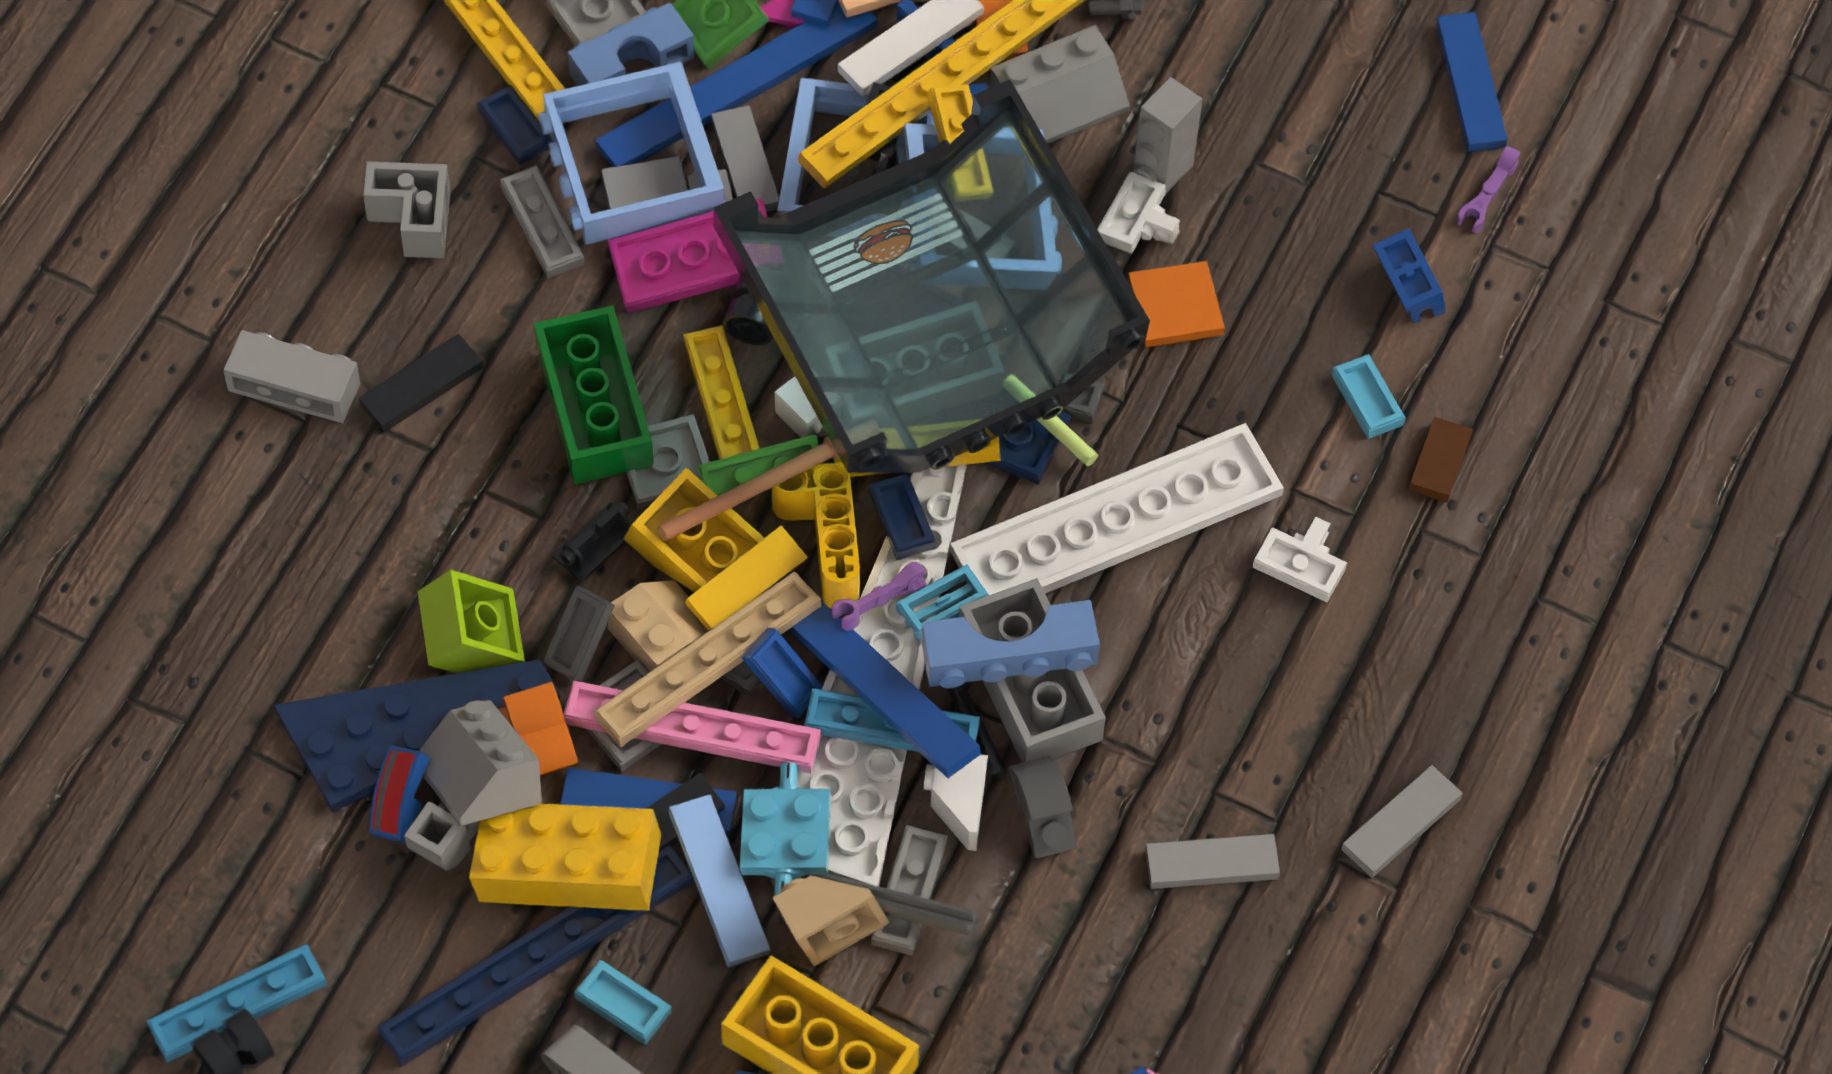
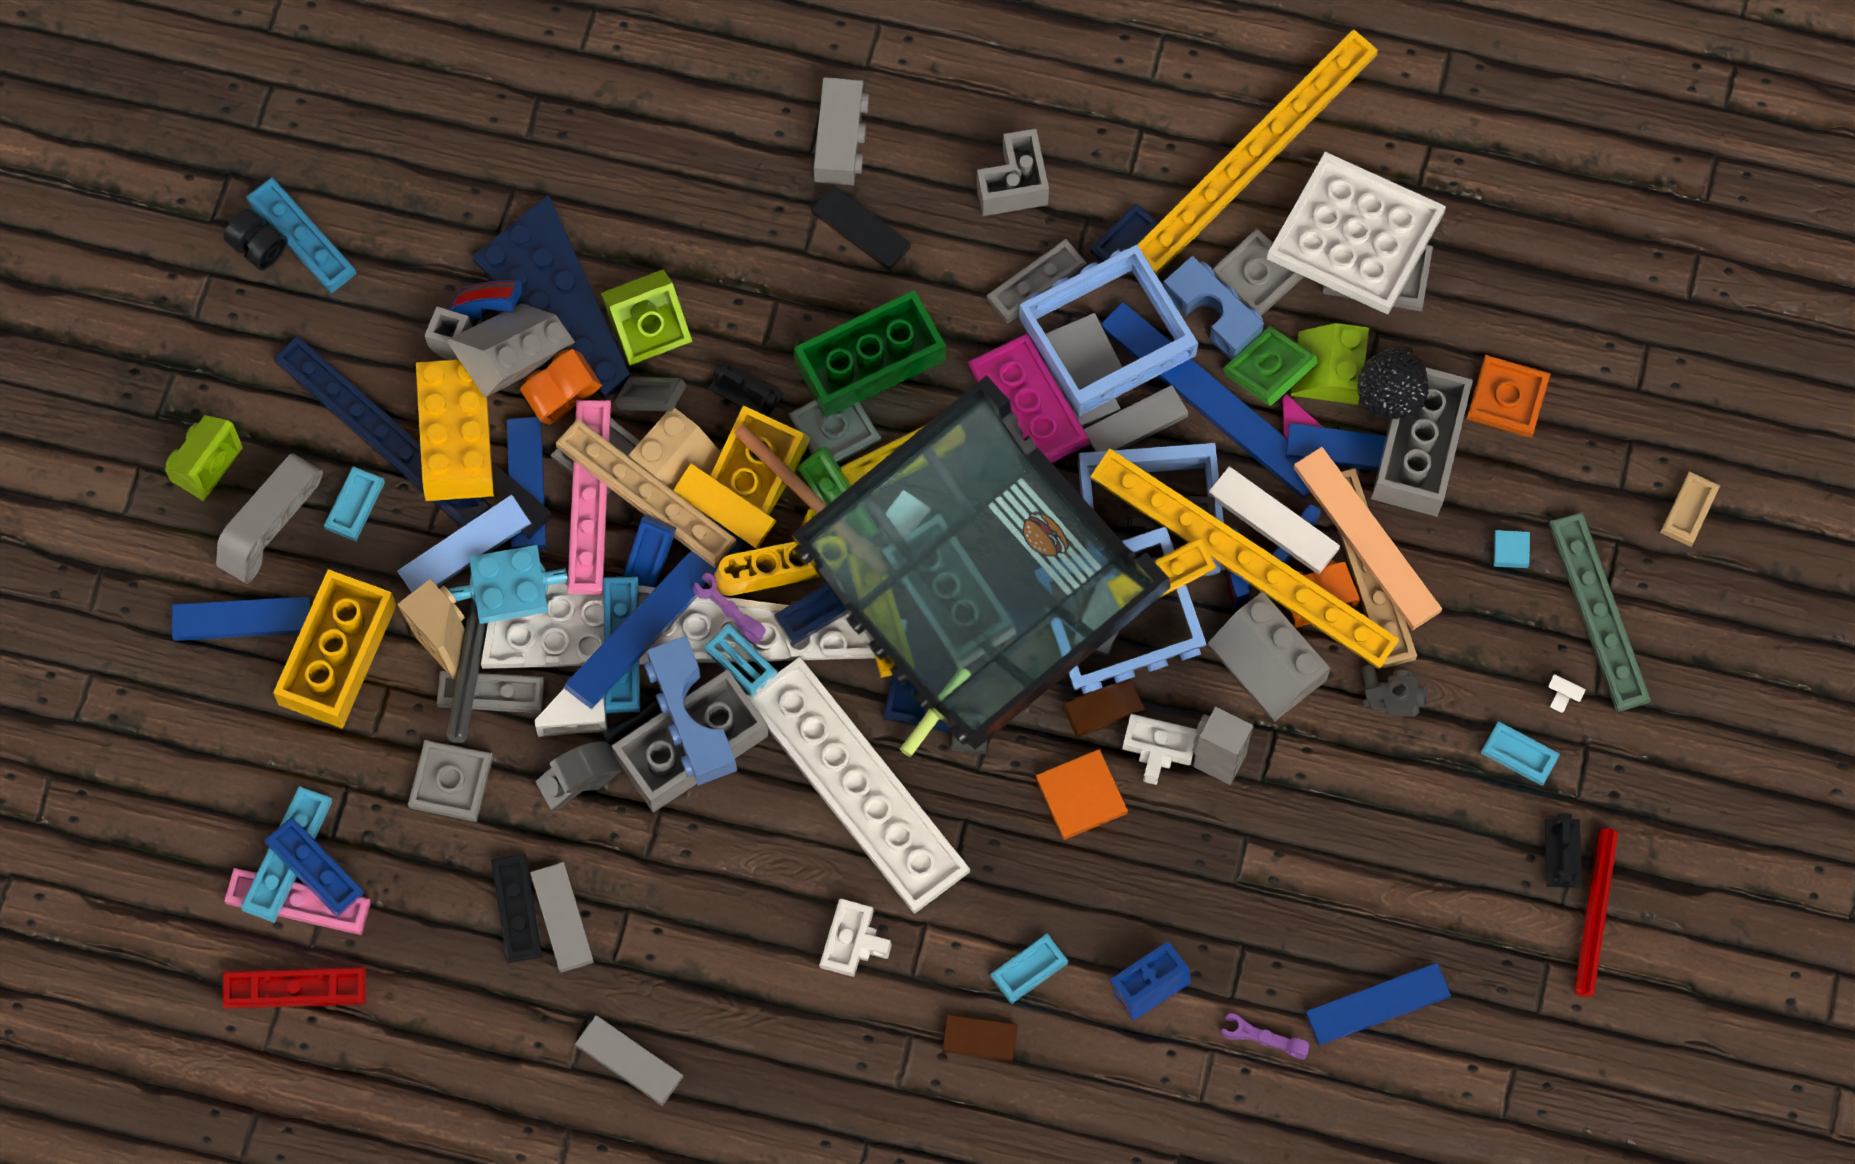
camera: 80 degrees right, 10 degrees up
(1013, 955) = (450, 780): none -> light grey tile
(1190, 909) = (516, 908): none -> black tile

